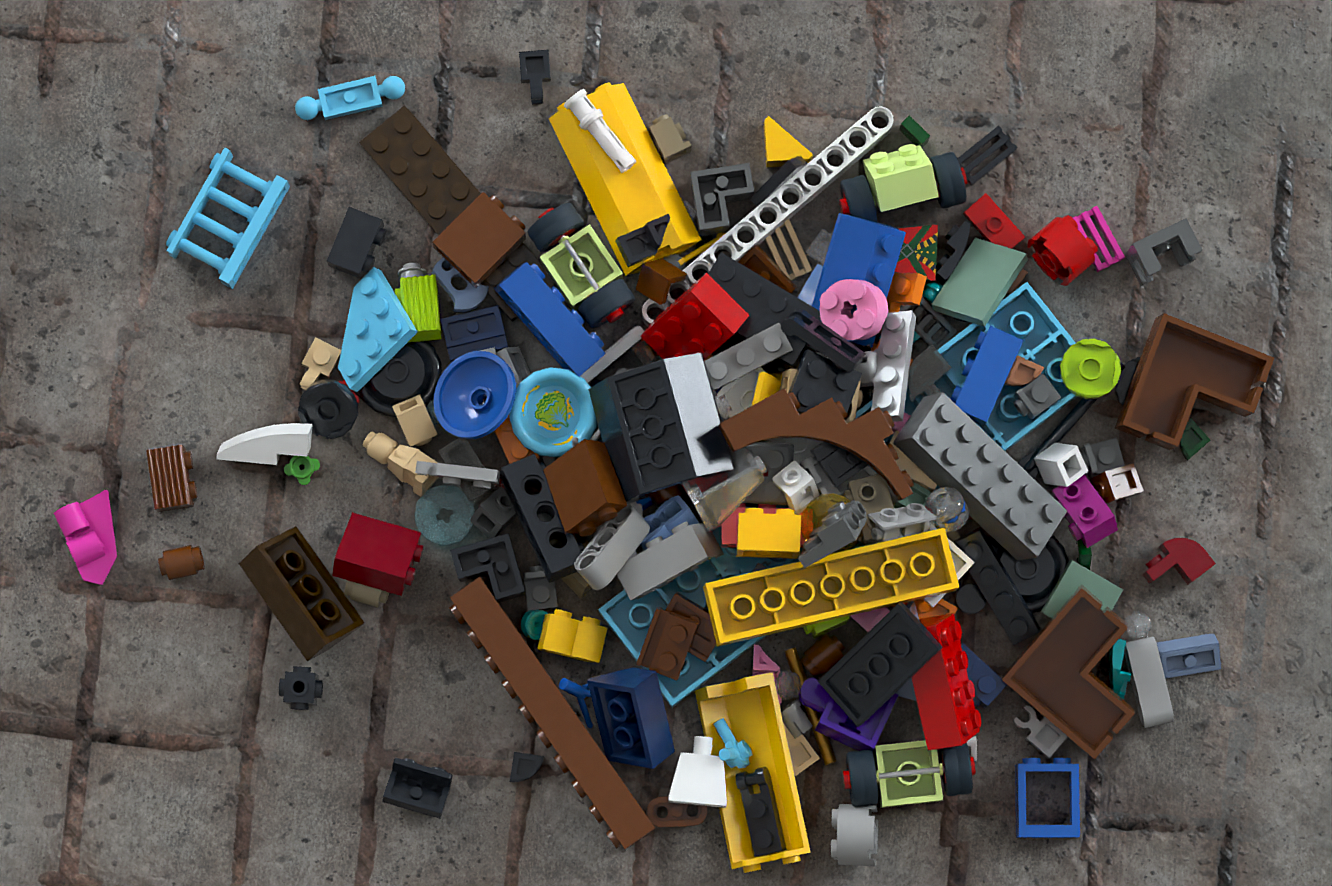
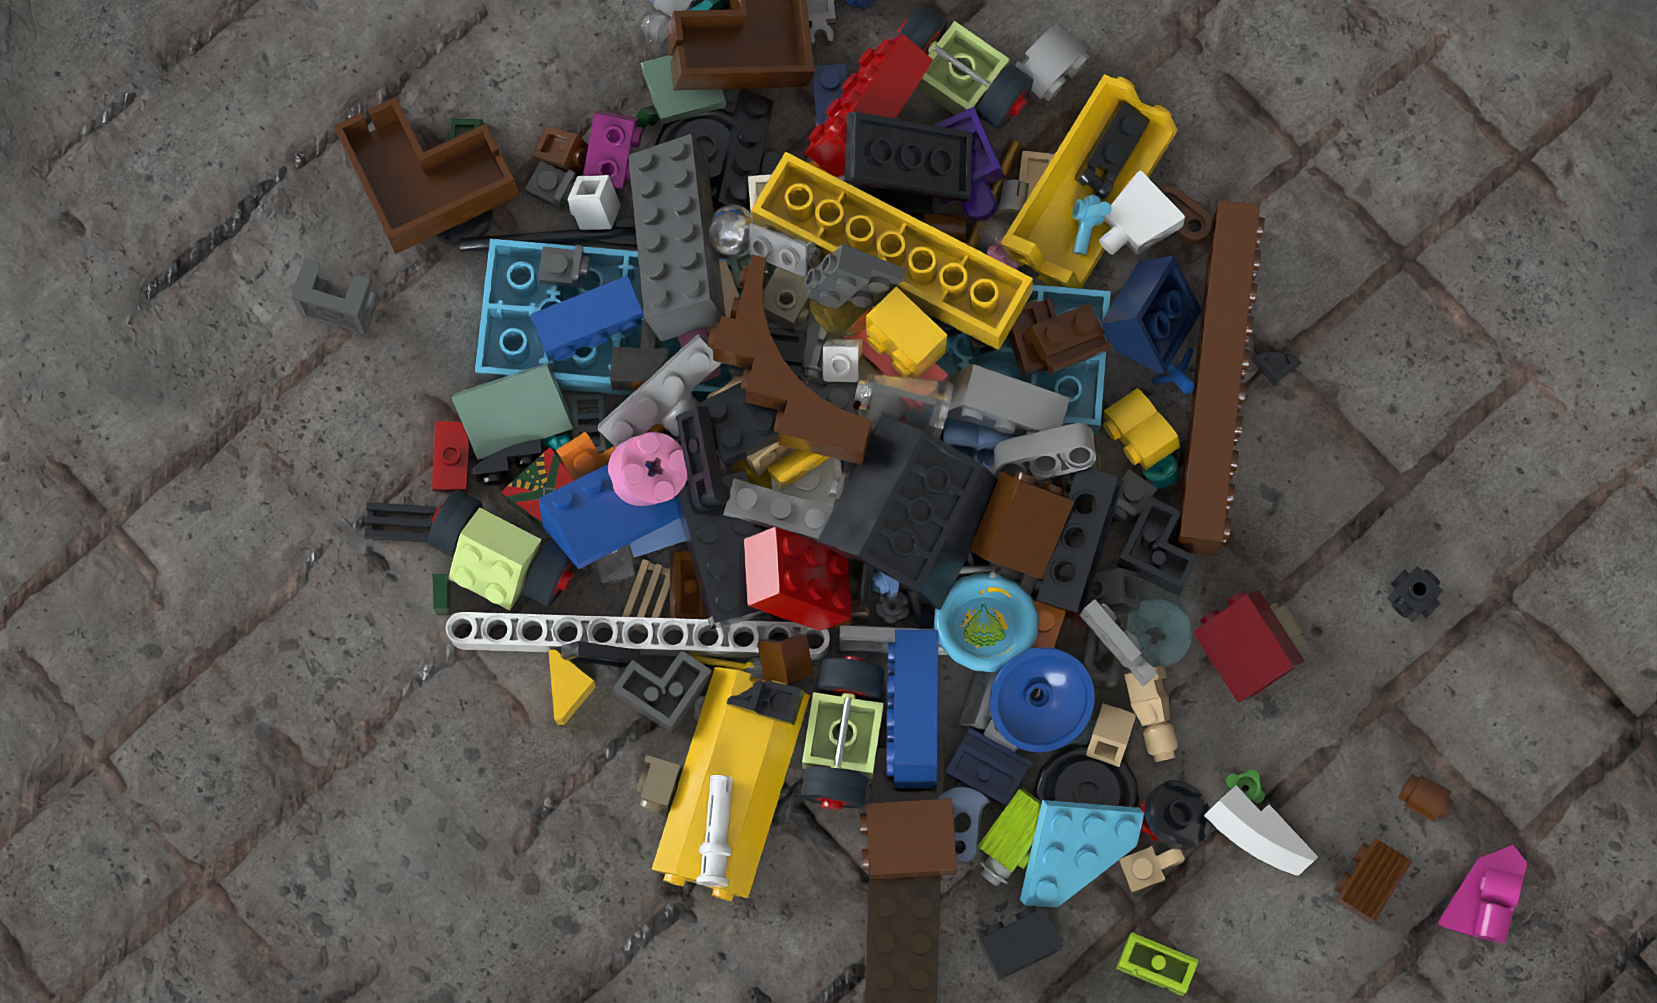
camera: 135 degrees left, 5 degrees down
(259, 303) = (1157, 964): none -> lime brick
(301, 593) = (1343, 676): dark brown slope -> none
(418, 787) = (1386, 423): black bracket -> none
(535, 70) = (716, 956): black plate -> none
(1023, 372) = (550, 293): nougat tile -> none
(1062, 250) = (416, 376): red brick -> none
(1090, 368) = (494, 250): lime tile -> none
(1109, 261) = (384, 339): dark pink tile -> none
(1184, 555) = (567, 49): dark red brick -> none

